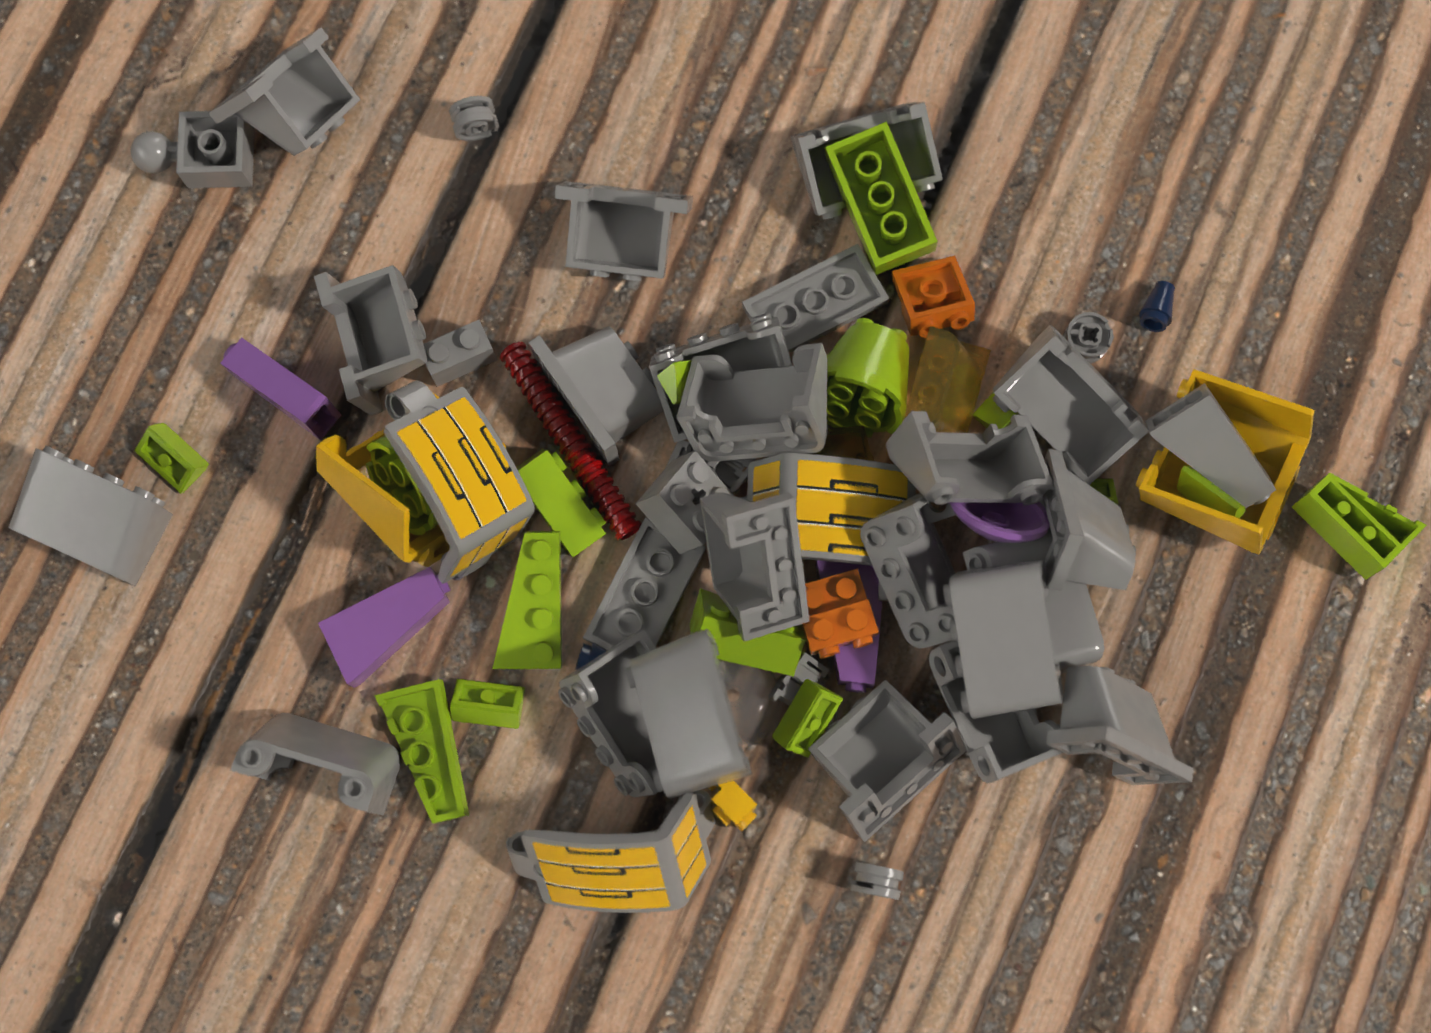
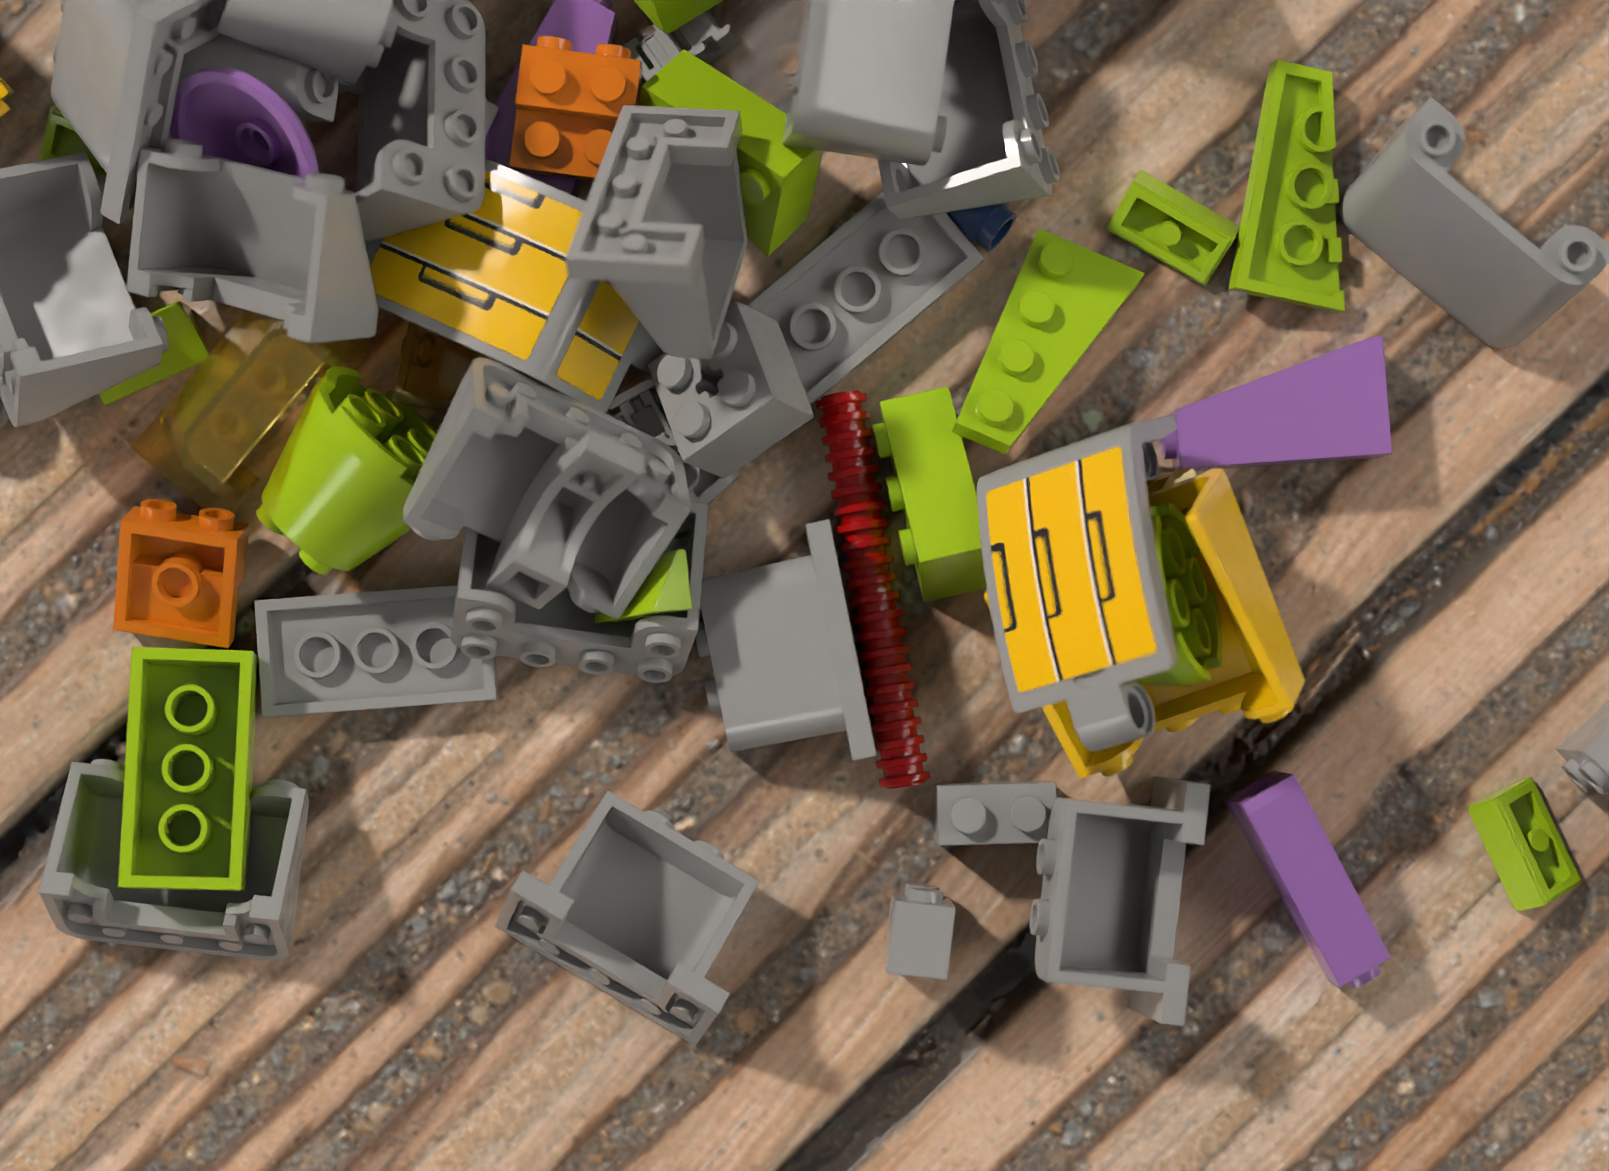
camera: 160 degrees left, 10 degrees up
(471, 273) = (919, 932): none -> light grey brick
(747, 387) = (558, 513): none -> light grey arch

